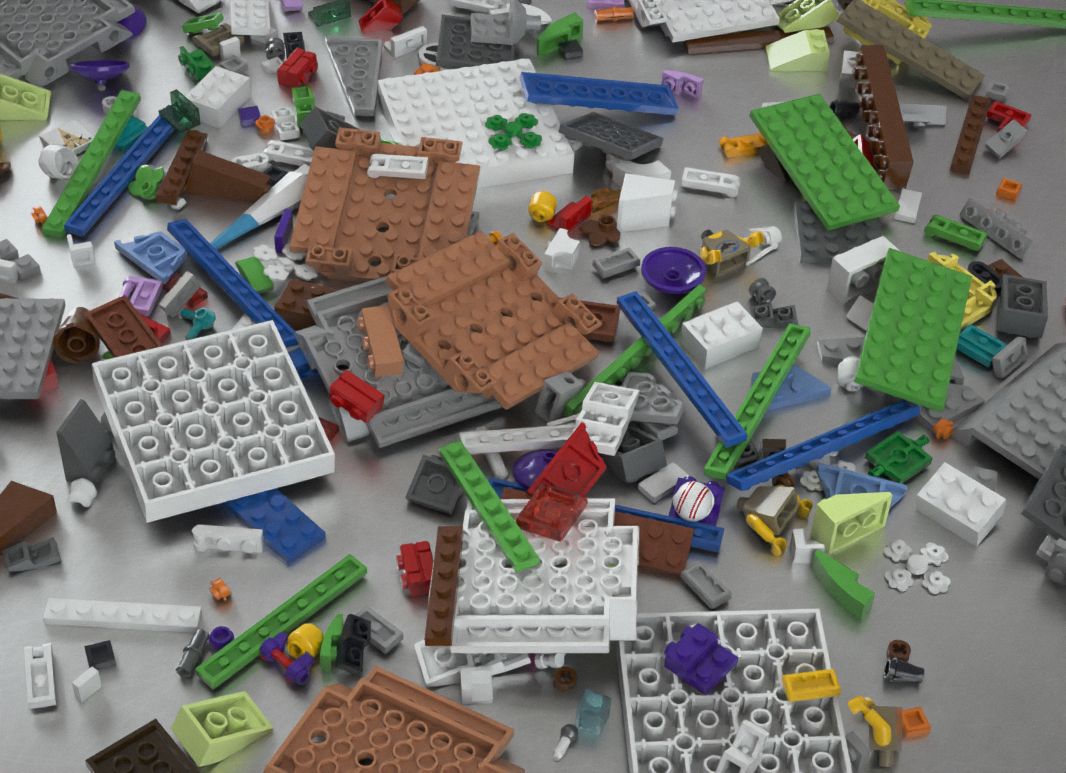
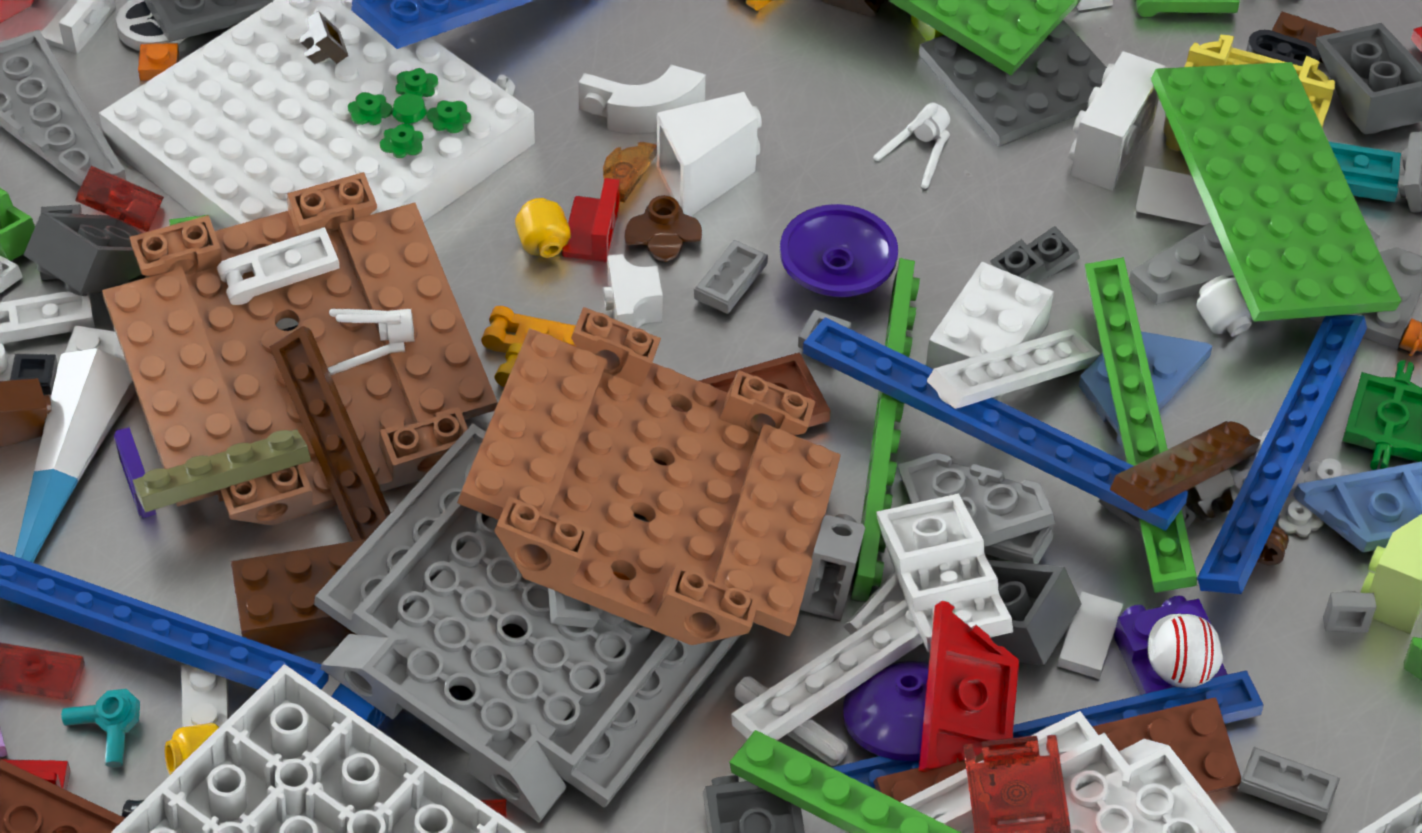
camera: 30 degrees left, 5 degrees up
(179, 294) = (47, 672): light grey plate -> none
(252, 271) = (144, 579): bright green slope -> none
(284, 265) = (183, 538): white plant -> none
(322, 239) = (214, 472): none -> olive plate
(356, 396) = (533, 739): red brick -> none
(362, 118) = (119, 198): none -> clear red plate
(375, 239) = (331, 433): none -> reddish brown plate
(380, 341) = (505, 613): nougat brick -> none
(429, 211) = (393, 326): none -> white plant
(496, 85) = (323, 40): none -> dark brown tile
(610, 136) = (565, 52): dark grey plate -> none
(708, 348) = (1012, 368): none -> white plate
(711, 181) = (768, 65): white plate -> none
(727, 251) = (886, 175): dark tan torso -> none
(757, 423) = (1185, 465): none -> reddish brown plate
(762, 291) = (991, 225): dark grey wheel -> none
(770, 511) = (1292, 607): dark tan torso -> none
(798, 522) = (1349, 611): none -> light grey plate
(802, 551) = (1379, 643): white panel -> none

